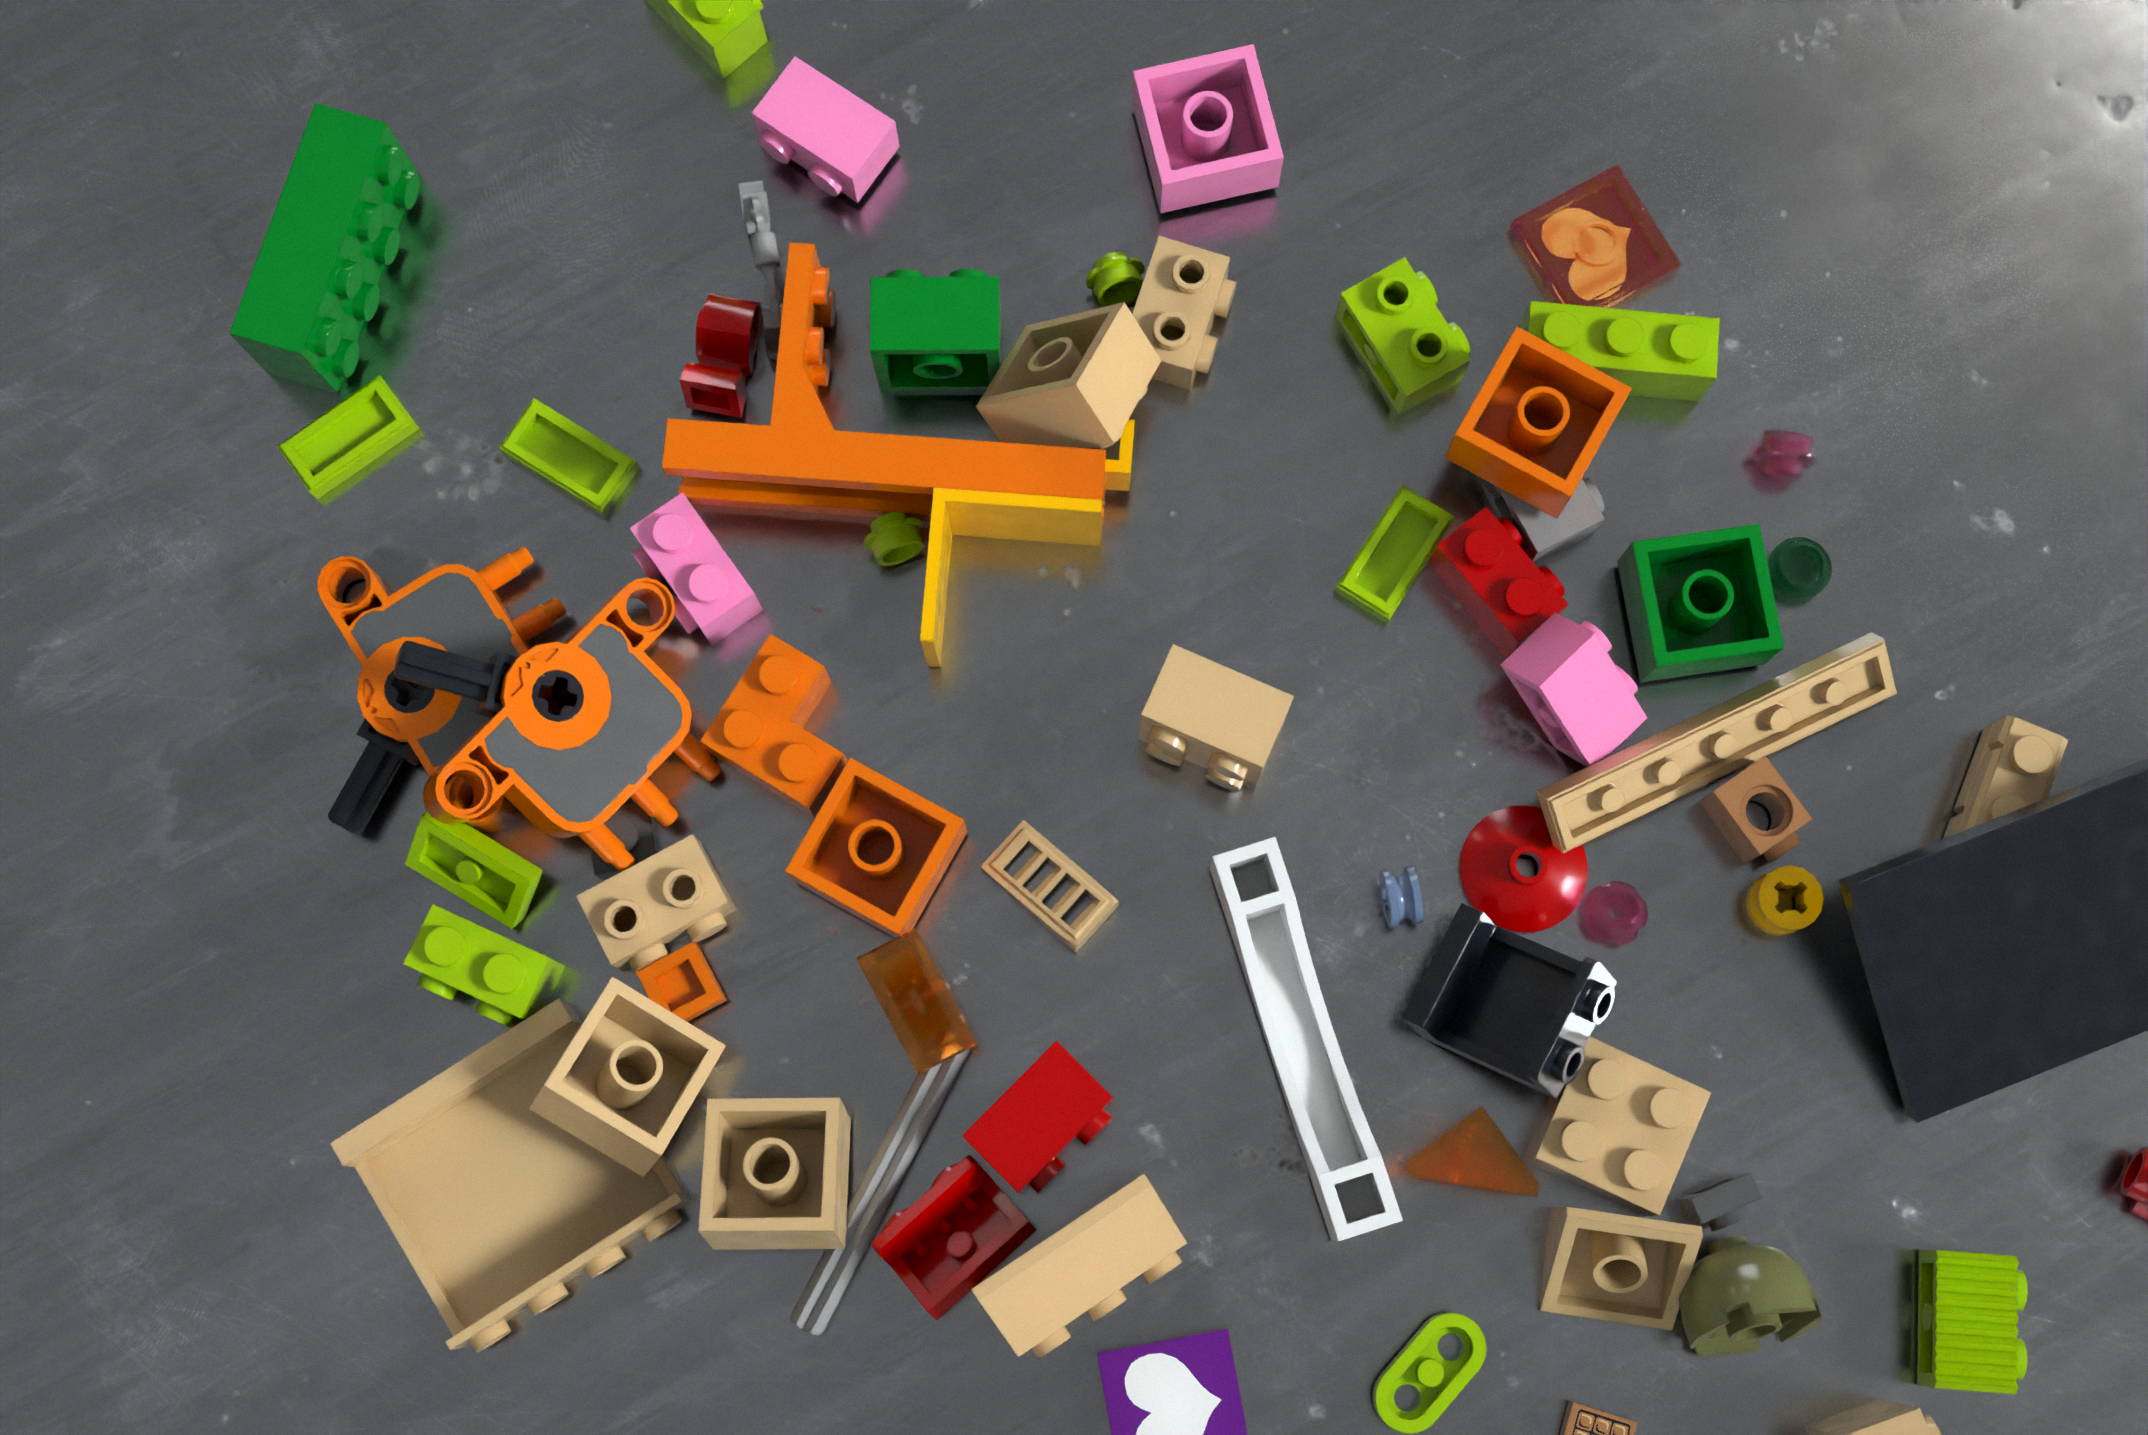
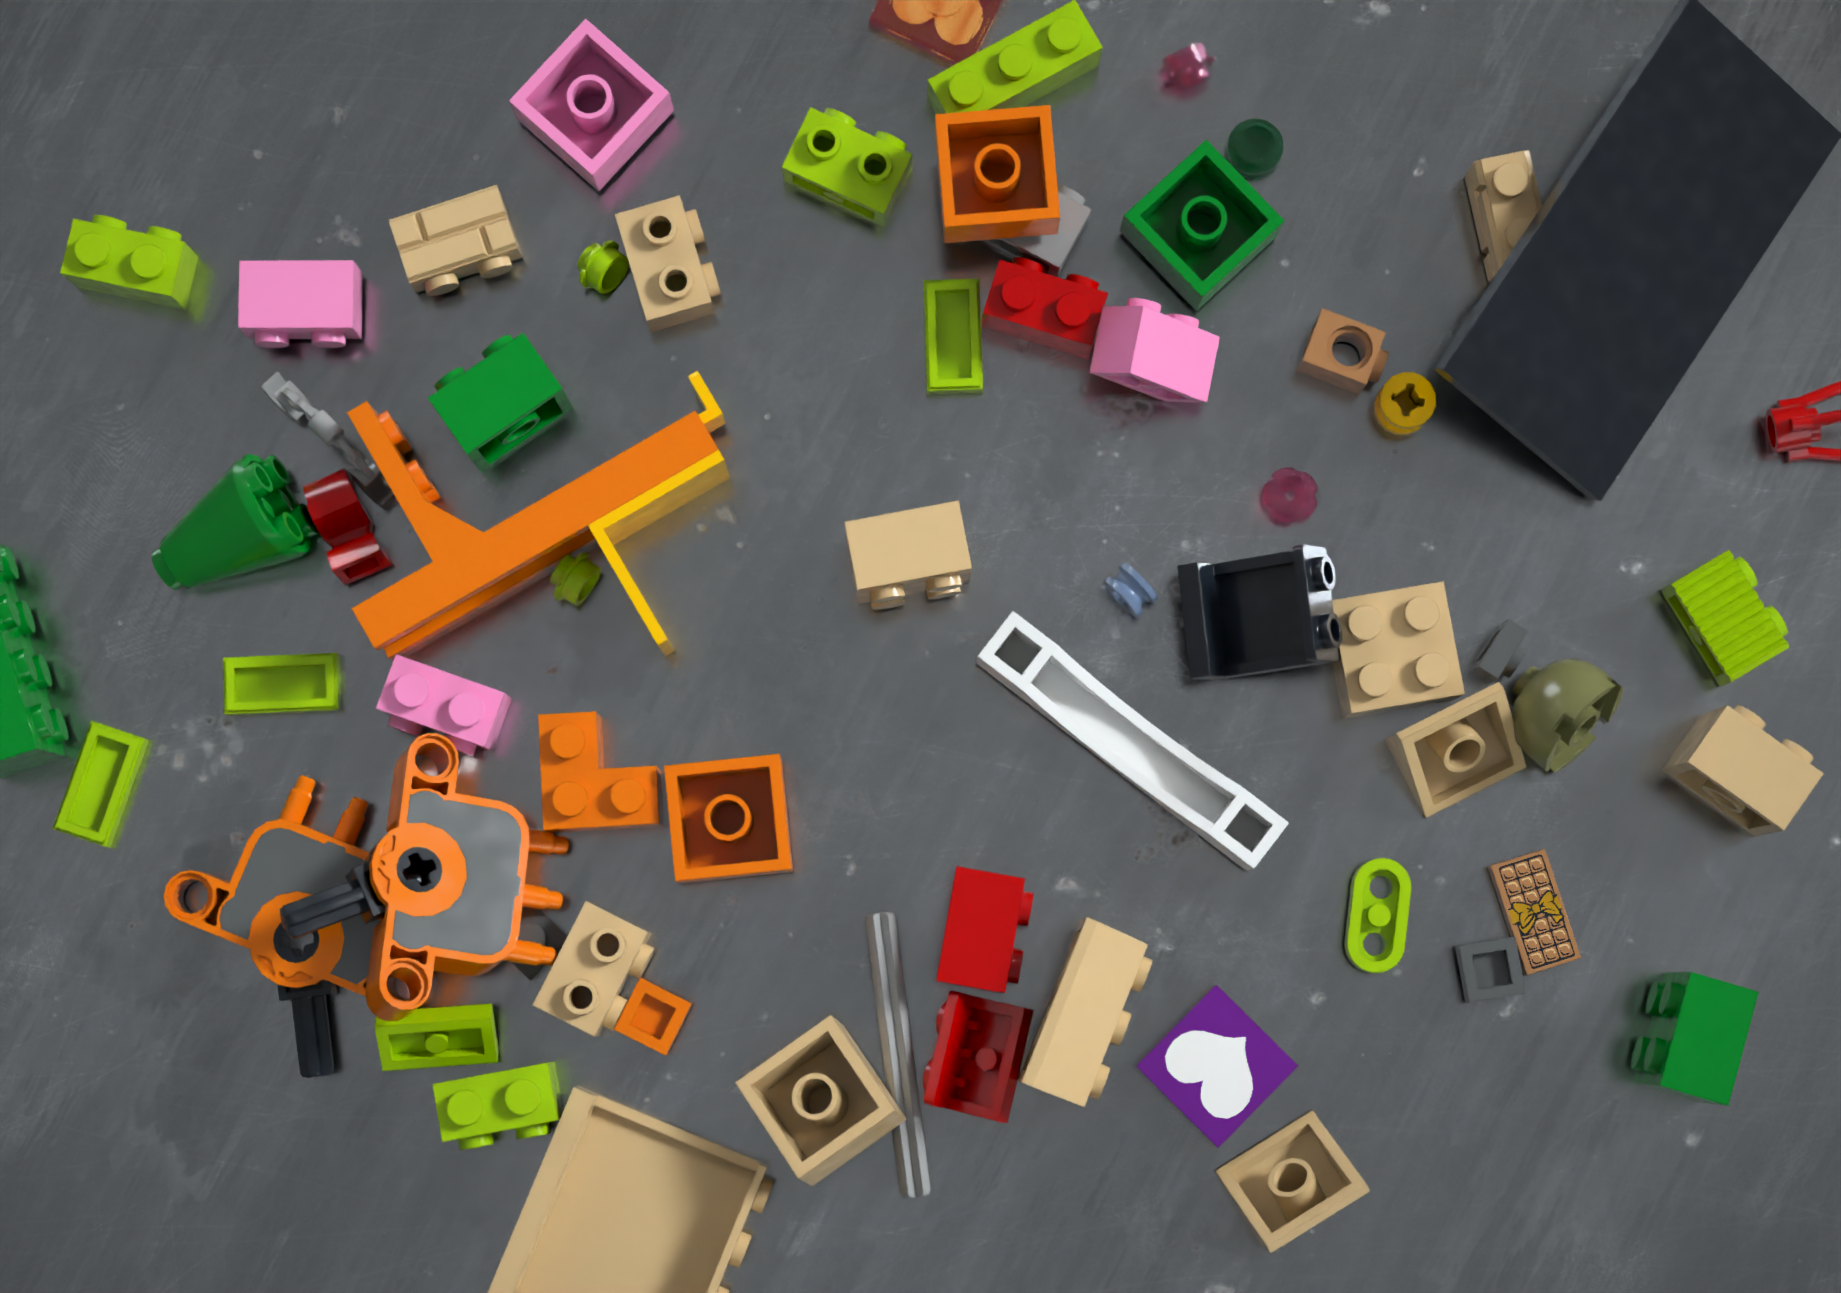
camera: 40 degrees left, 5 degrees up
(627, 288) = (236, 527): none -> green cone
(628, 1077) = (666, 1107): tan brick -> none
(917, 1000) = (836, 907): clear orange slope -> none
(1001, 170) = (456, 241): none -> tan brick
(1071, 380) = (629, 374): tan brick -> none
(1088, 922) = (916, 766): tan slope -> none
(1471, 1156) = (1304, 742): clear orange slope -> none
(1500, 891) = (1198, 535): red dish -> none
(1717, 742) = (1281, 319): tan tile -> none

